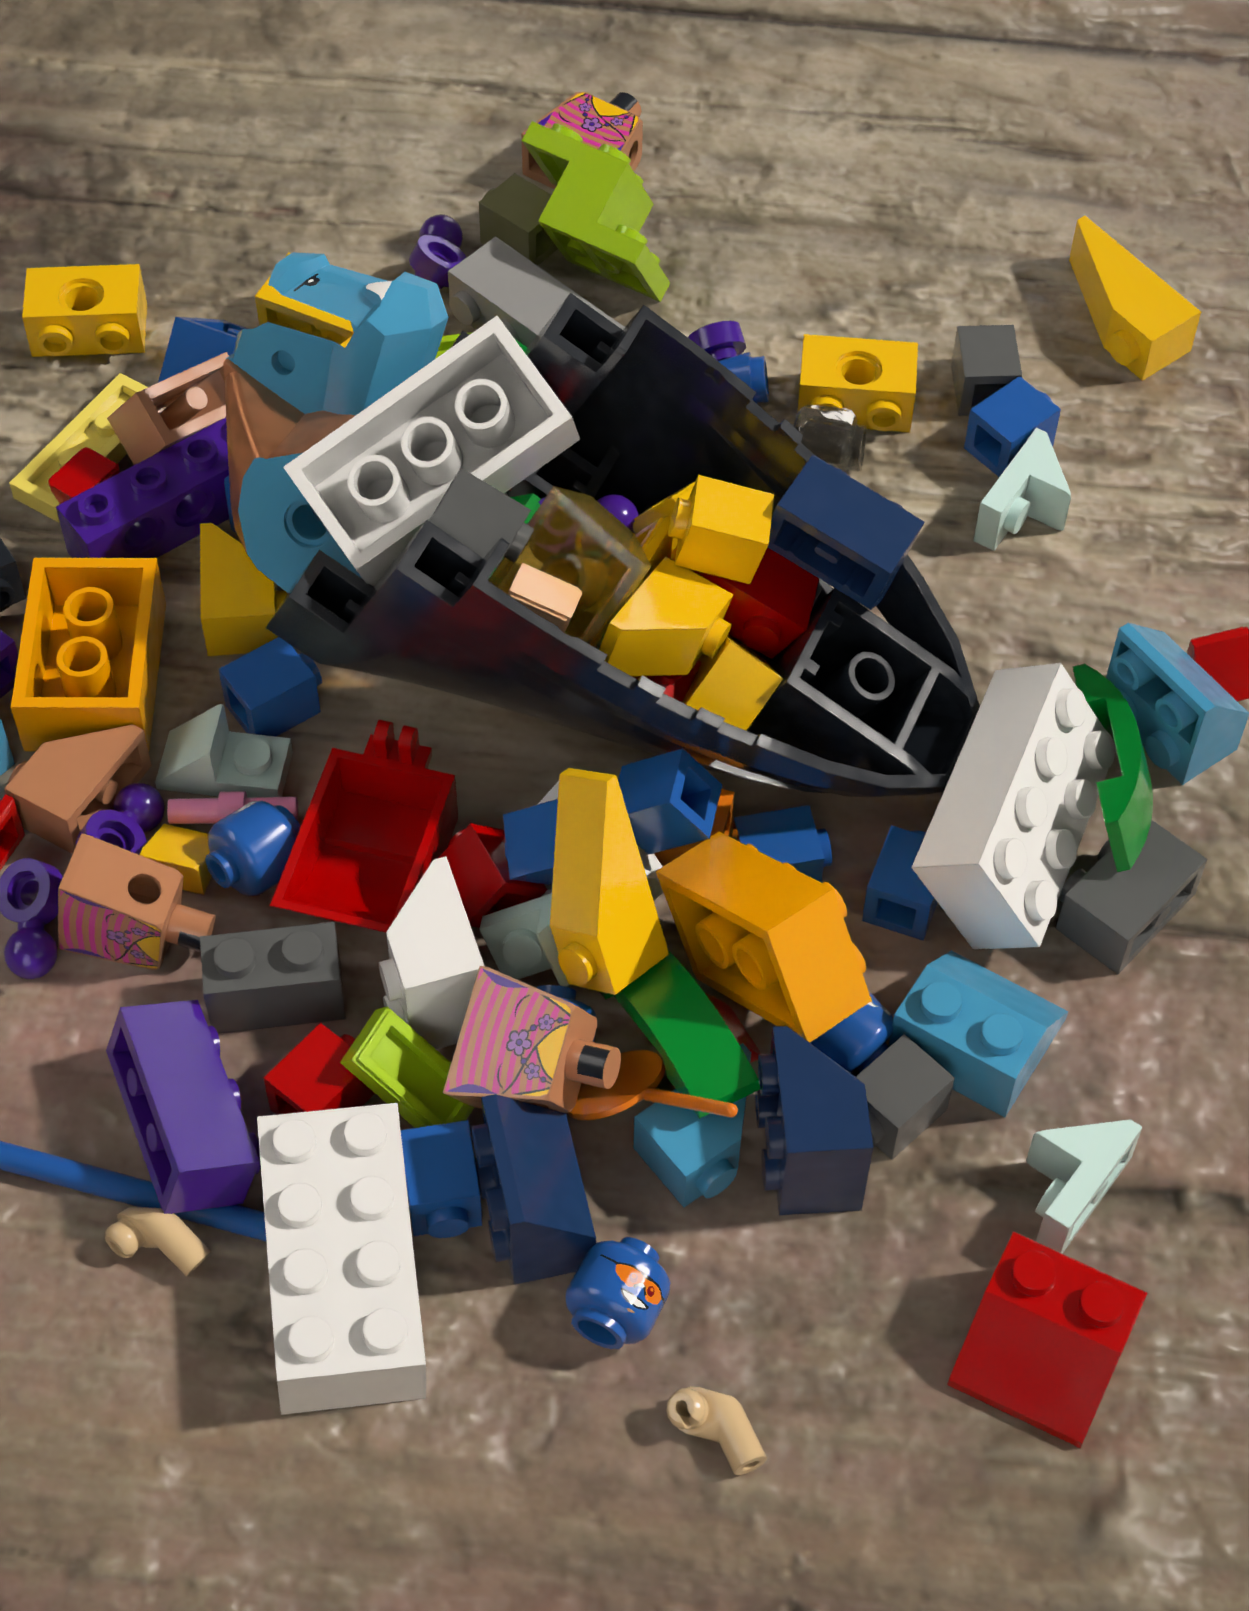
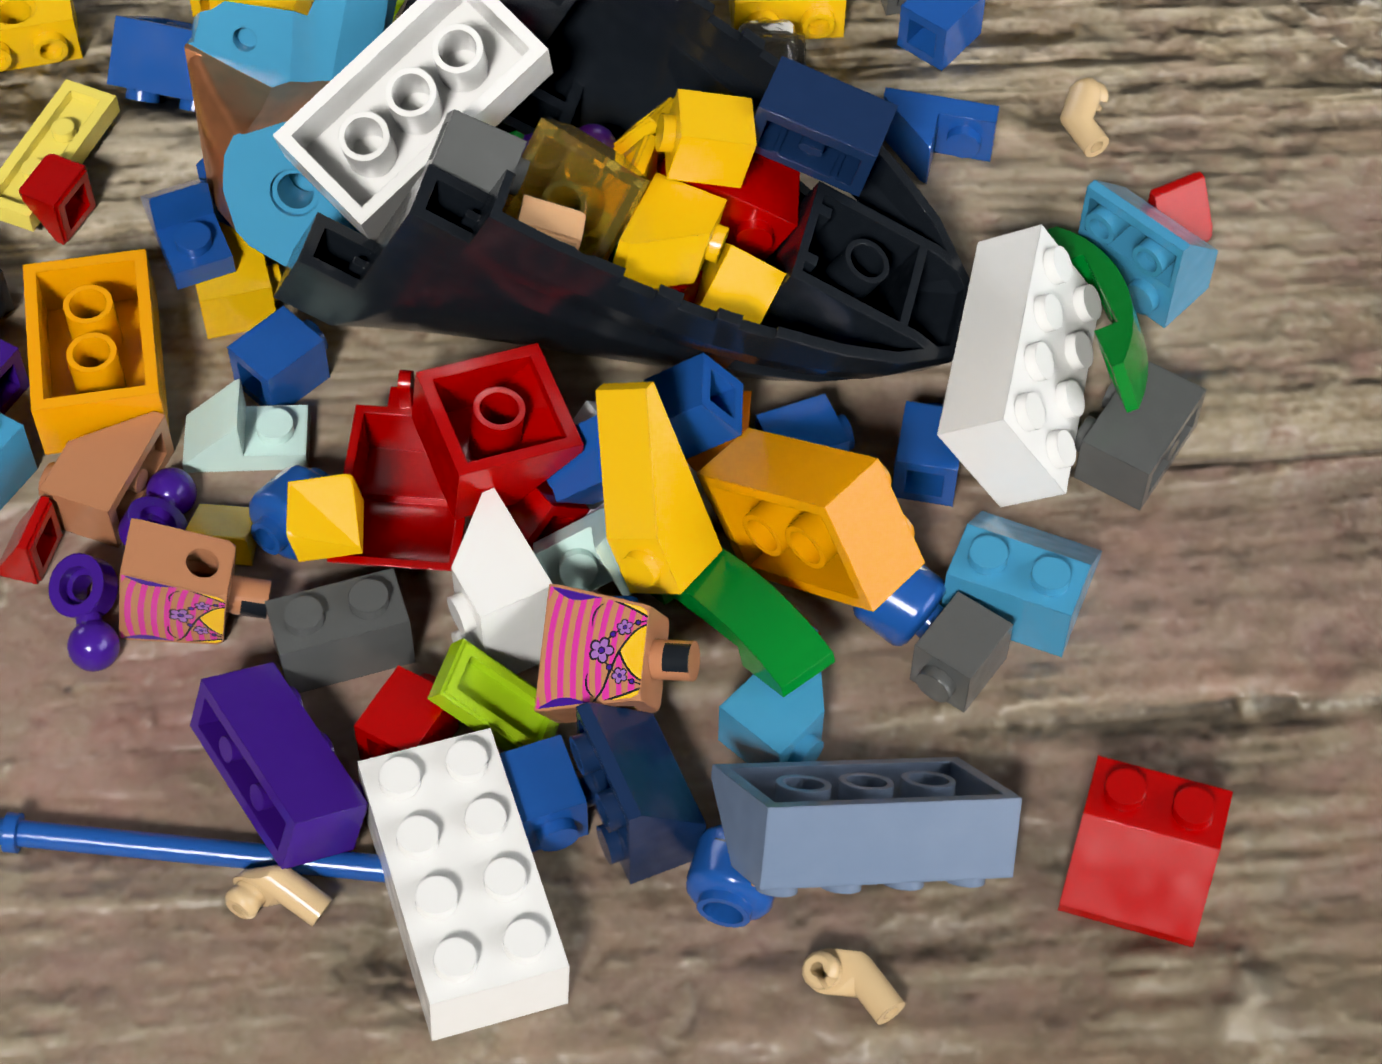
camera: 10 degrees left, 0 degrees up
(153, 502) = (106, 208): dark purple brick -> none
(171, 410) = (133, 106): nougat slope -> none
(203, 548) = (189, 233): none -> blue slope
(214, 809) = (249, 482): bright pink bar -> none
(274, 860) = (325, 517): none -> yellow slope
(458, 792) = (493, 426): none -> red slope
(637, 1080) = (717, 673): orange piece -> none
(758, 1264) = (865, 824): none -> sand blue slope
(813, 1128) = (890, 685): dark blue slope -> none
(976, 536) = (939, 125): none -> blue slope
(1027, 487) = (973, 68): light aqua slope -> none
(1083, 1168) = (1144, 690): light aqua slope -> none
(1136, 547) = (1079, 114): none -> tan arm

